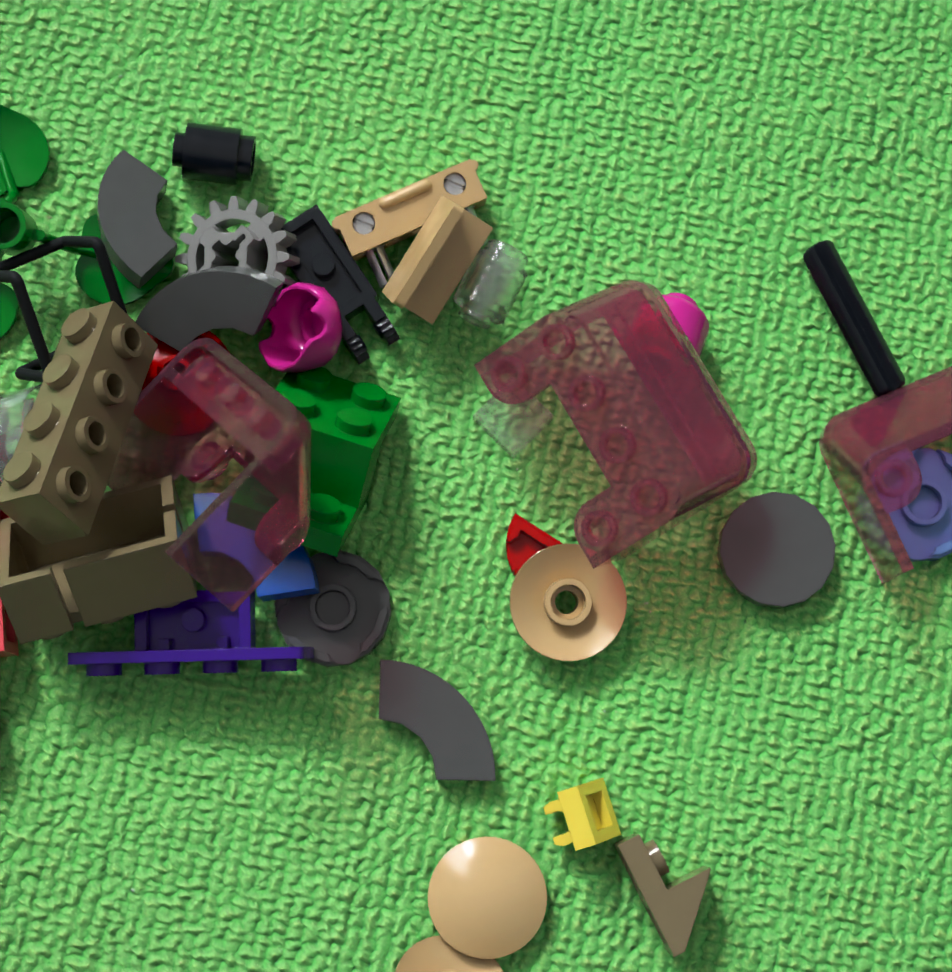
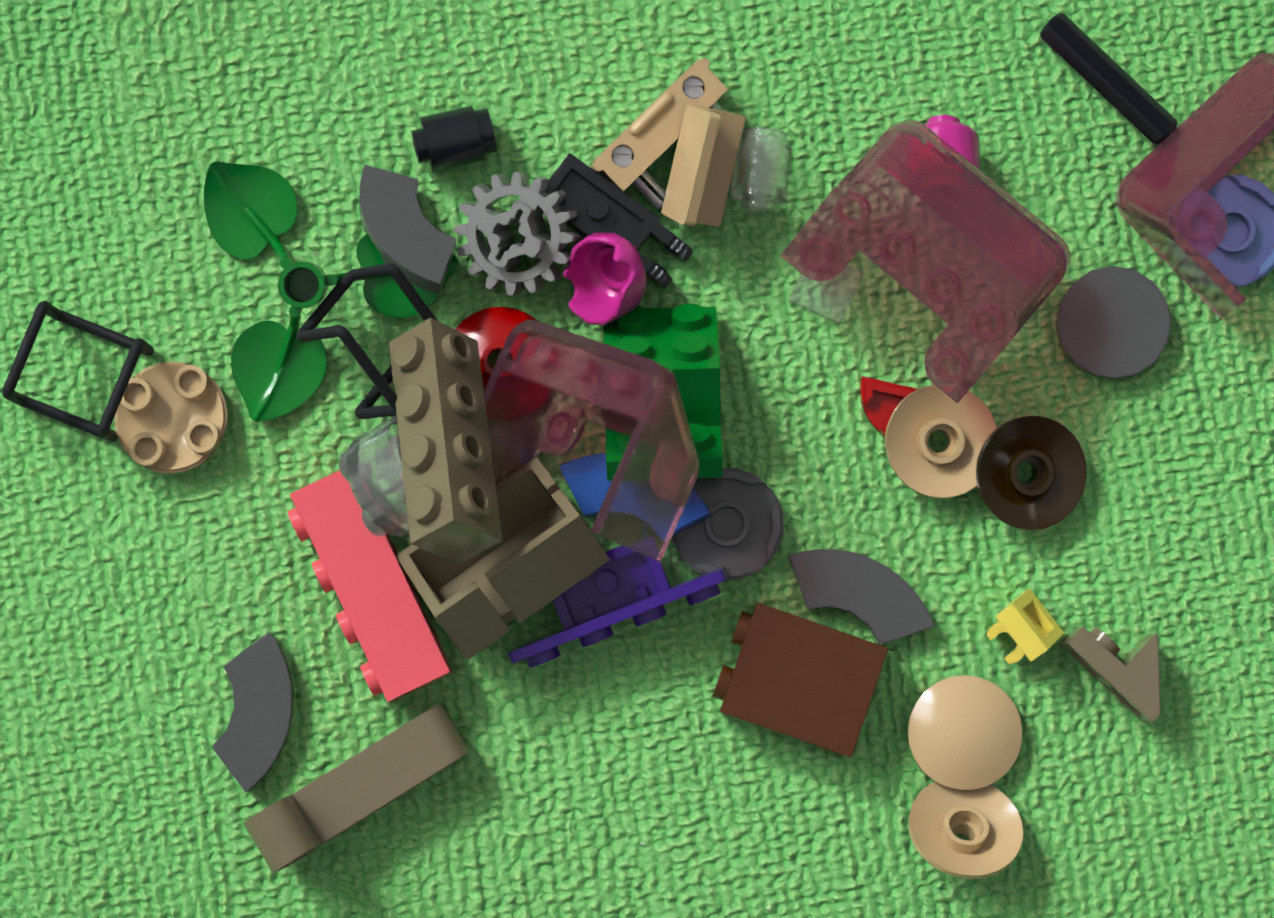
camera: 15 degrees left, 5 degrees up
(208, 301) = (510, 282): dark grey tile -> none
(343, 784) = (800, 678): none -> reddish brown panel
(671, 670) = (1056, 476): none -> dark brown dish

